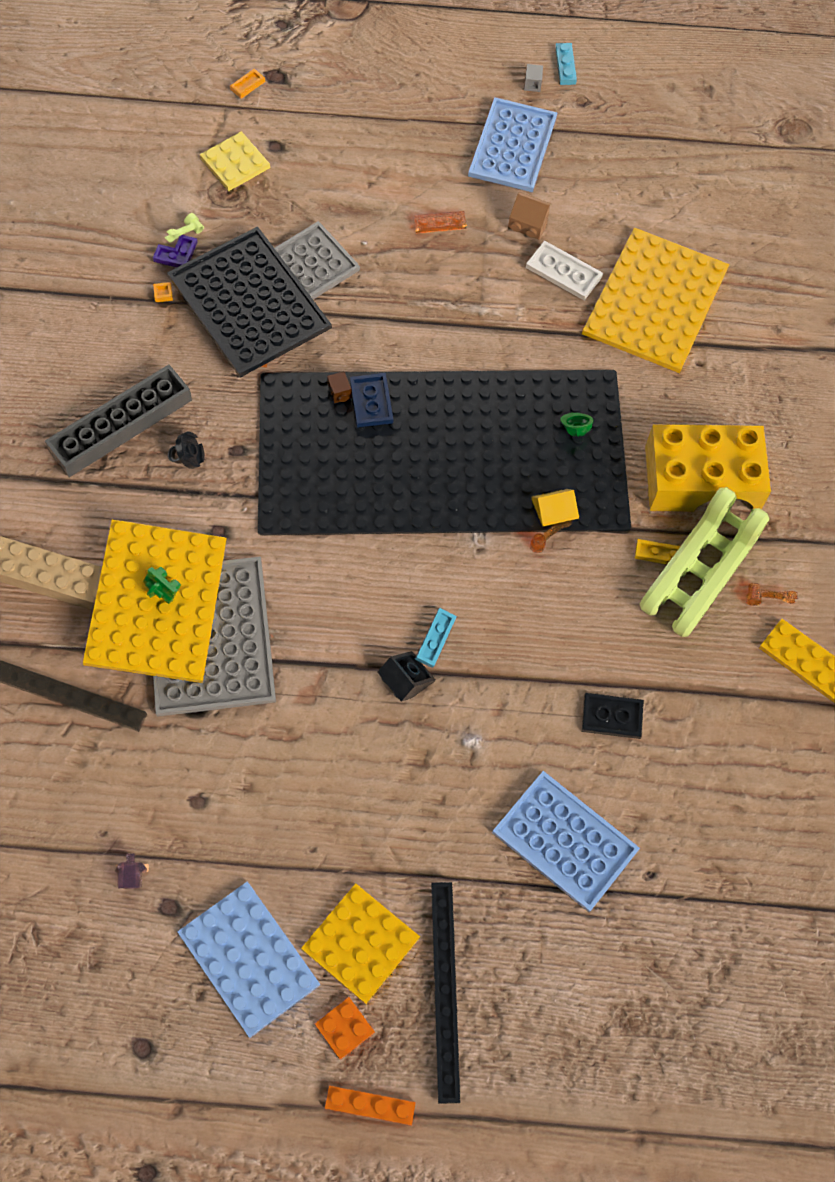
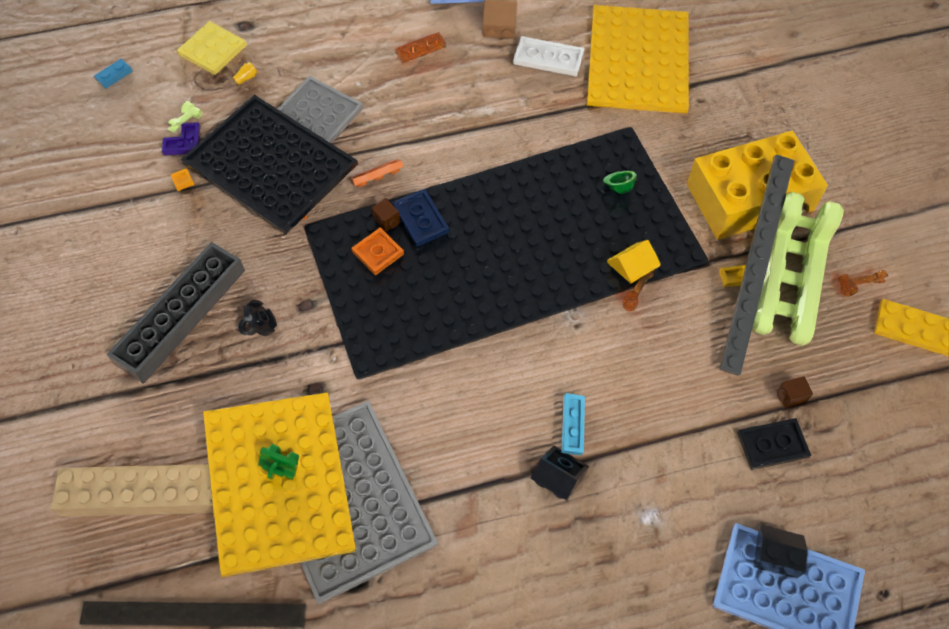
camera: 15 degrees left, 5 degrees down
(132, 161) = (113, 73): none -> dark azure plate
(258, 199) = (245, 73): none -> yellow cone
(319, 420) = (377, 251): none -> orange plate
(347, 342) = (376, 173): none -> orange plate
(569, 806) = (780, 552): none -> black slope
(652, 676) = (794, 391): none -> reddish brown brick
(667, 545) = (756, 265): none -> dark grey plate

